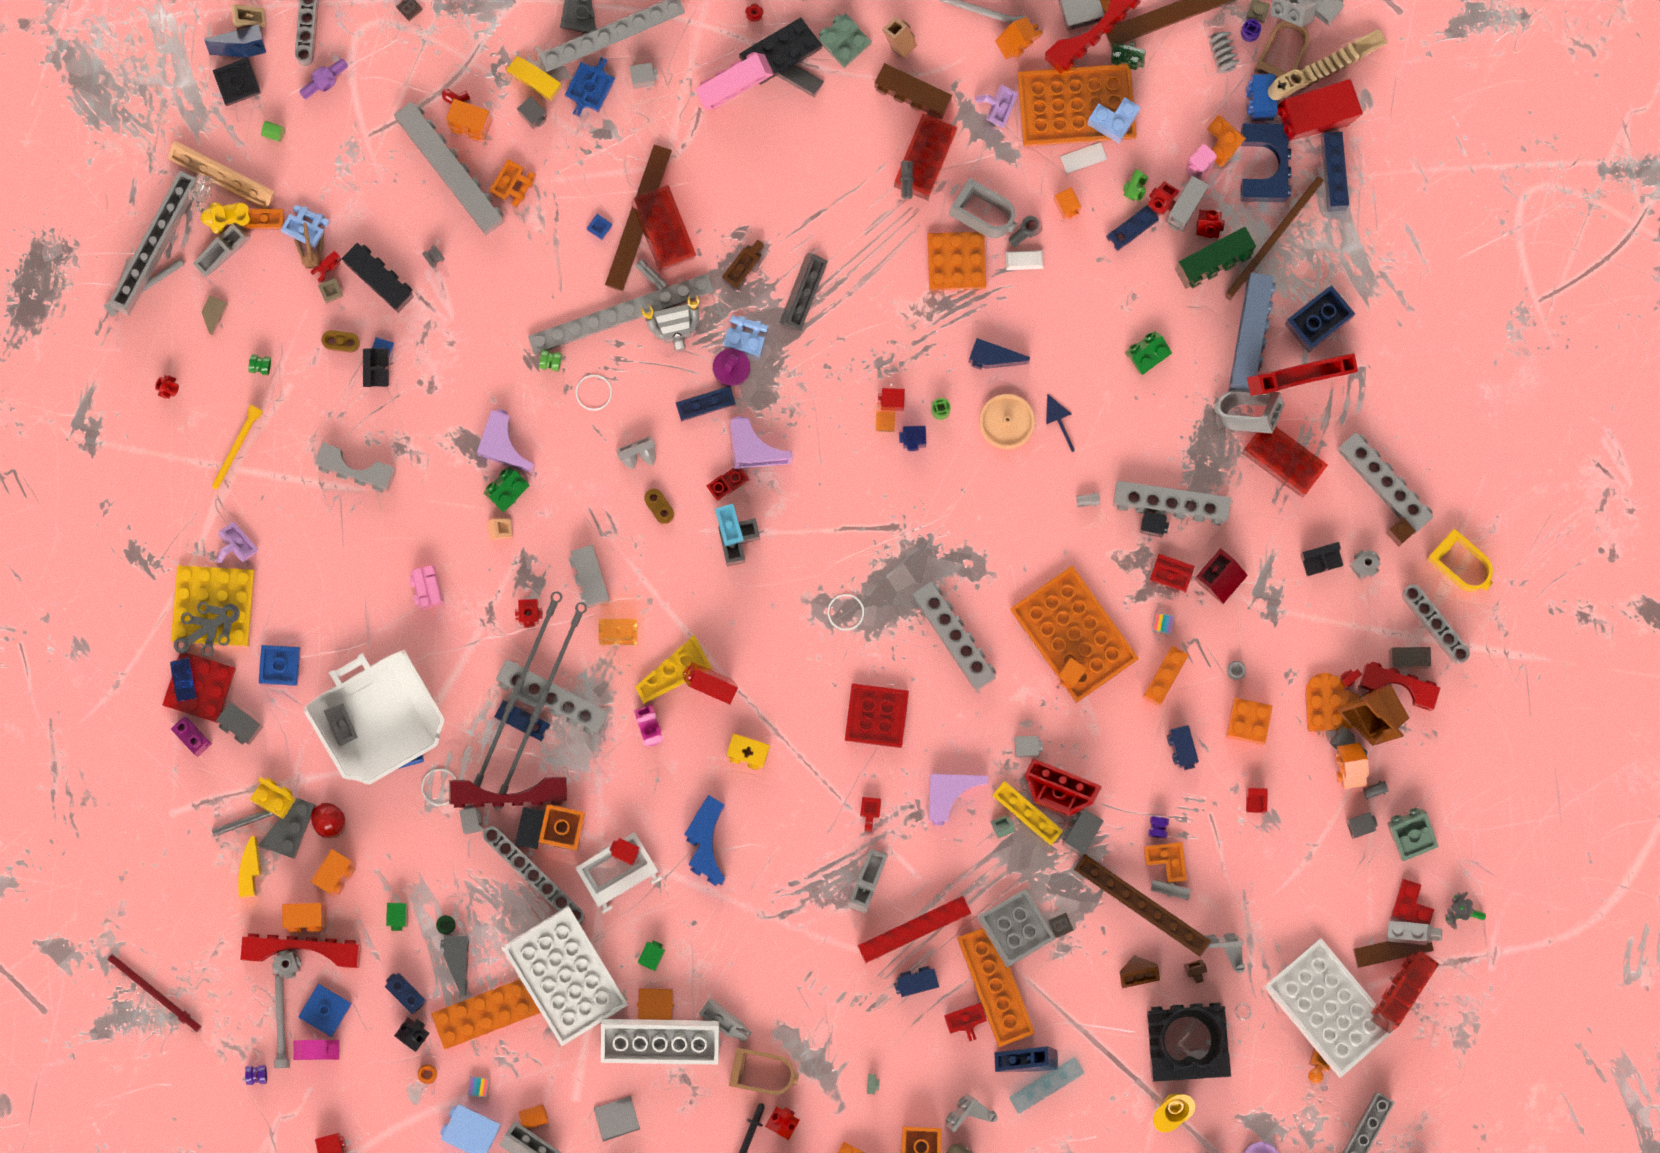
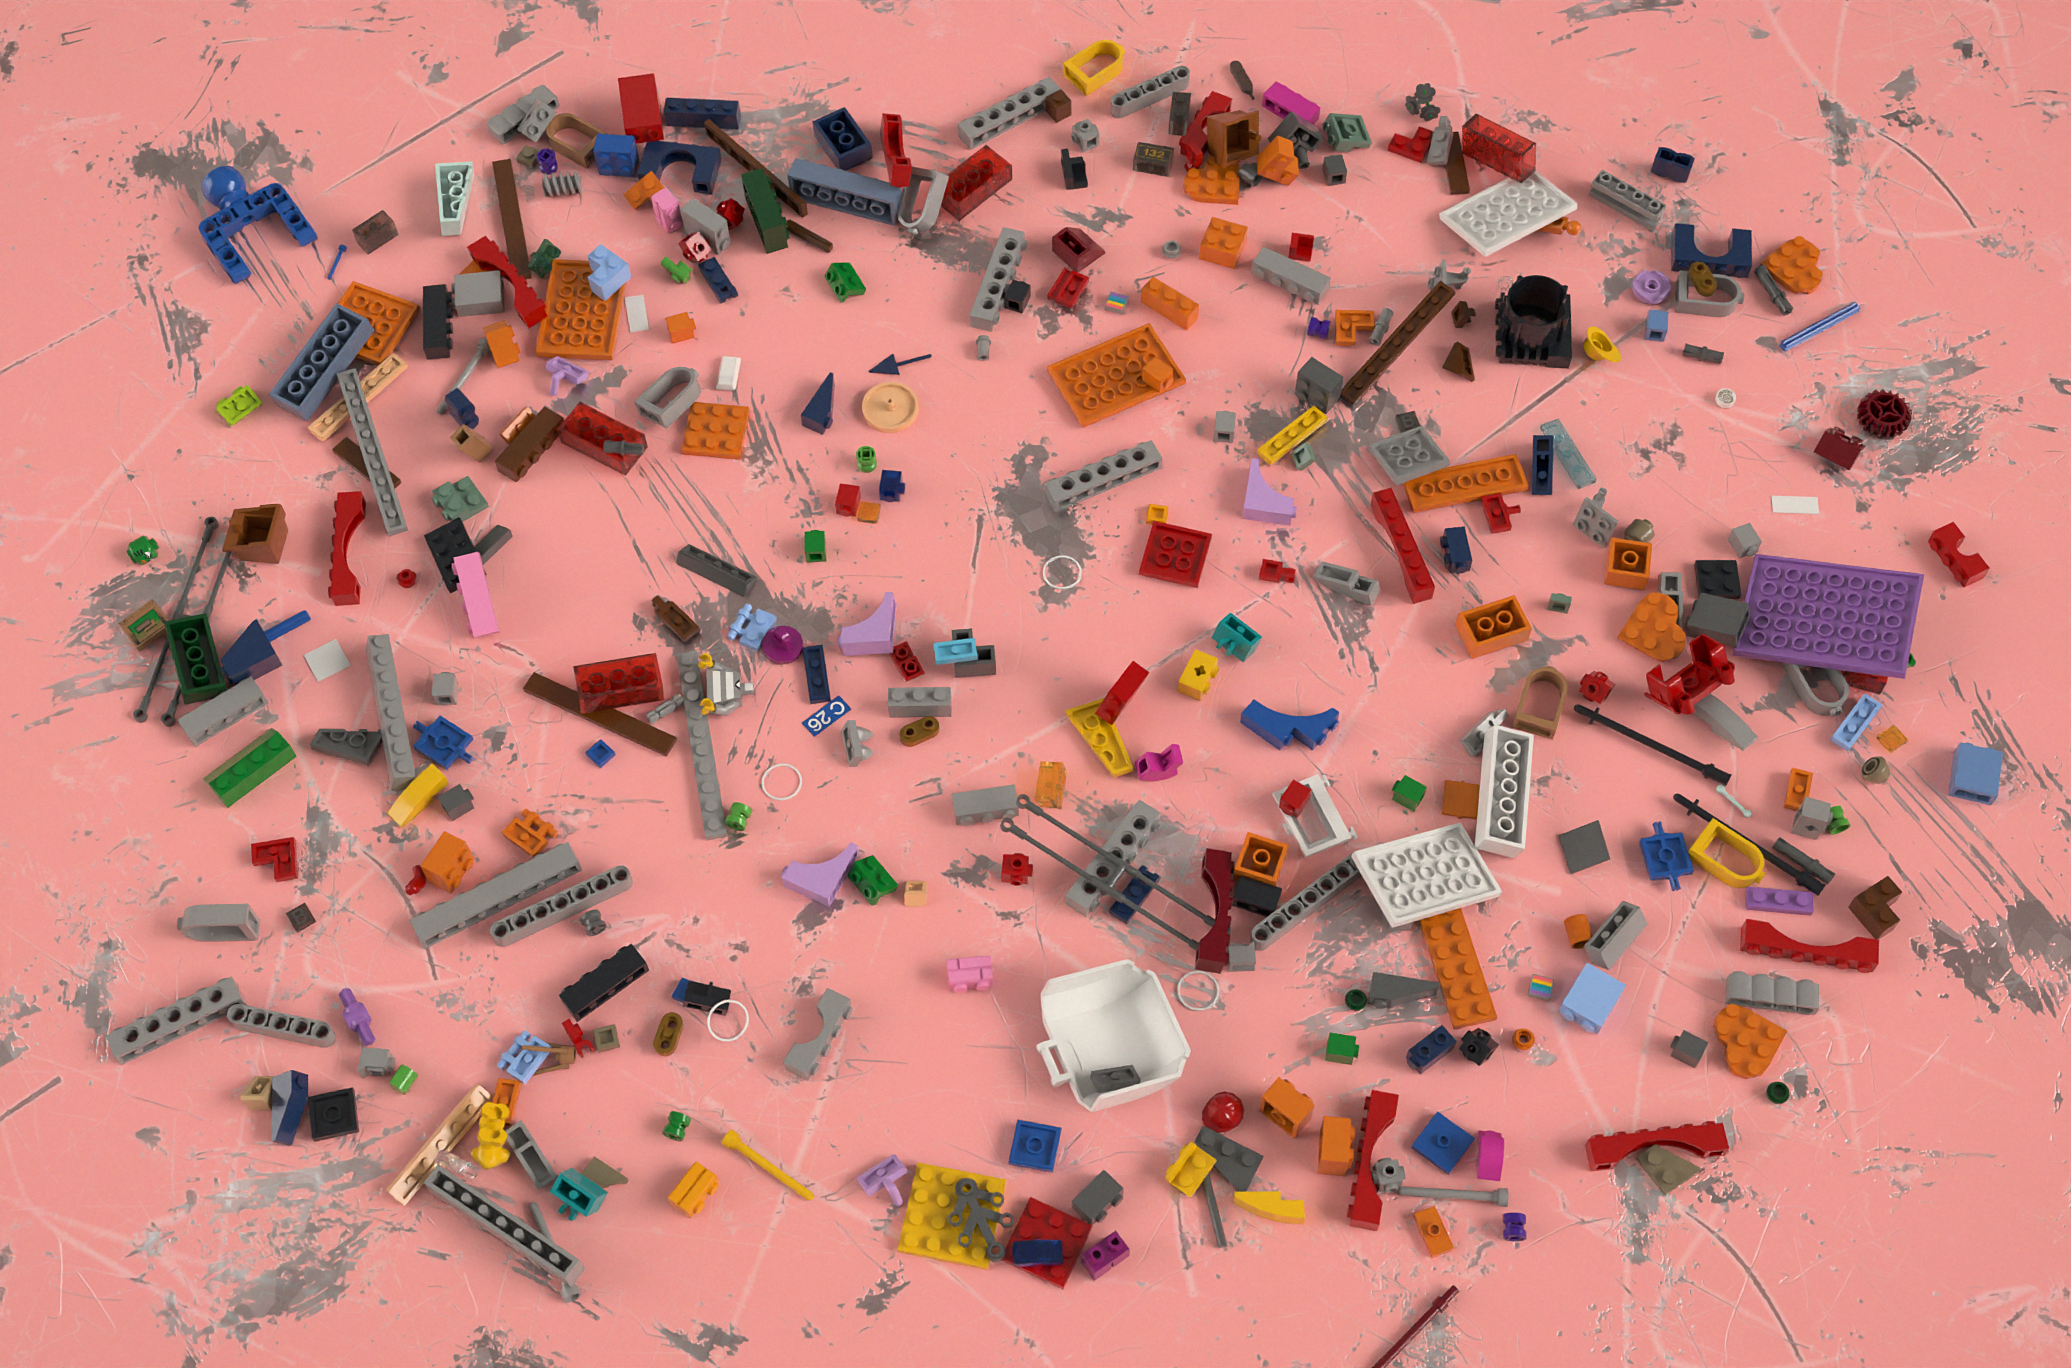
camera: 80 degrees left, 20 degrees down
(167, 386) = (680, 1235): red gear -> none
(191, 297) = (578, 1193): none -> teal brick
(207, 390) = (694, 1189): none -> light orange brick
(246, 1007) = (1433, 1231): none -> orange plate
(285, 105) = (376, 1062): none -> light grey window
(343, 390) = (744, 1029): none -> white piece
(441, 218) = (551, 904): none -> light grey beam
(665, 420) = (826, 716): none -> blue sticker
(684, 501) = (919, 702): none -> light grey brick
(789, 781) = (1236, 637): none -> teal brick
(833, 1021) = (1493, 626): none -> orange brick
(838, 378) = (815, 546): none -> green brick
(920, 693) = (1156, 513): none -> light orange tile
(930, 75) = (514, 428): none -> orange plate
(936, 19) = (461, 408): none -> dark blue brick
(1023, 232) = (700, 365): dark grey axle -> none
(1059, 788) = (1273, 395): red wedge -> none
(1183, 746) = (1242, 298): dark blue brick -> none
(1199, 306) = (809, 236): none -> reddish brown axle
(1216, 792) = (1290, 275): none -> light grey brick
(1327, 67) = (602, 109): tan piece -> none
(1347, 638) = (1153, 159): none -> clear smoke brick
(1395, 778) = (1299, 131): none -> dark grey brick
(1439, 773) = (1282, 101): none -> dark pink brick
(1472, 718) = (1242, 78): none -> clear smoke piece

